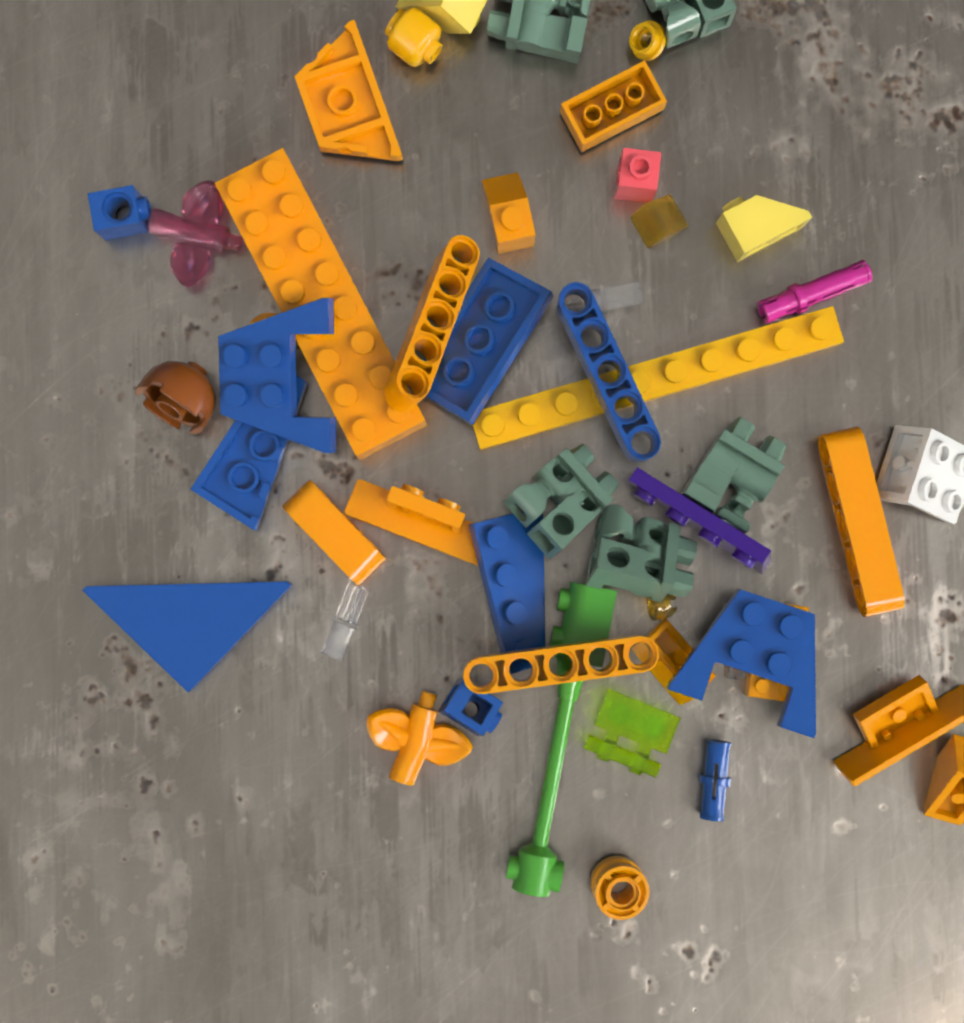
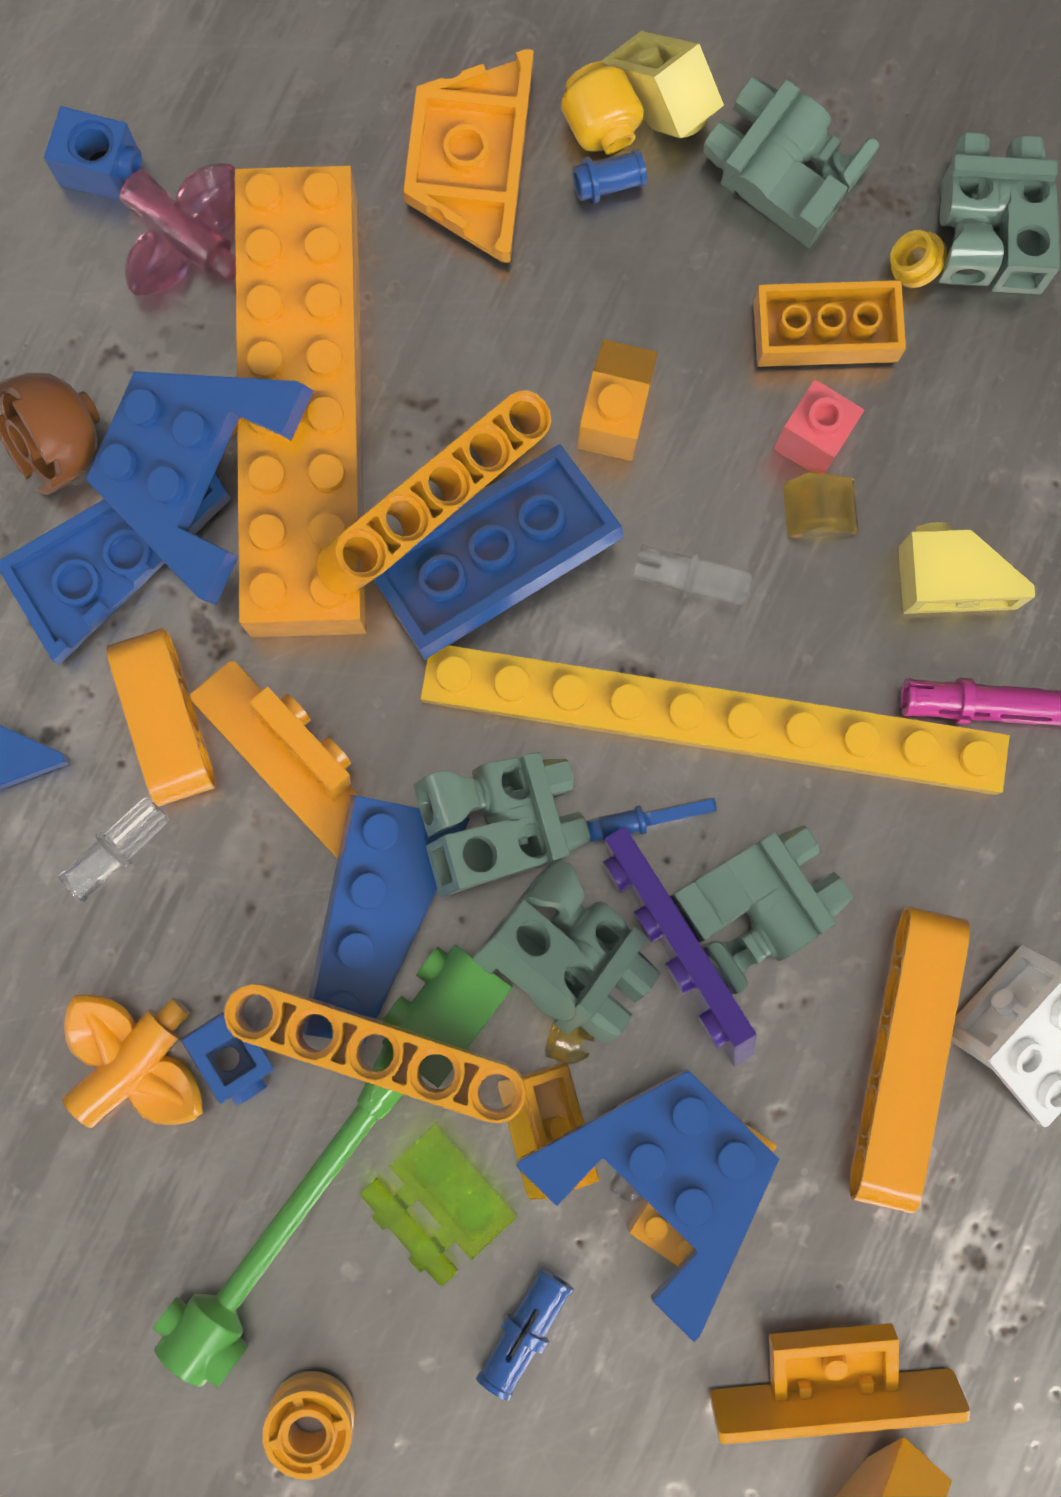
camera: 20 degrees right, 5 degrees down
(436, 76) = (608, 175): none -> blue pin
(607, 353) = (652, 646): blue beam -> none
(625, 471) = (637, 820): none -> blue piece

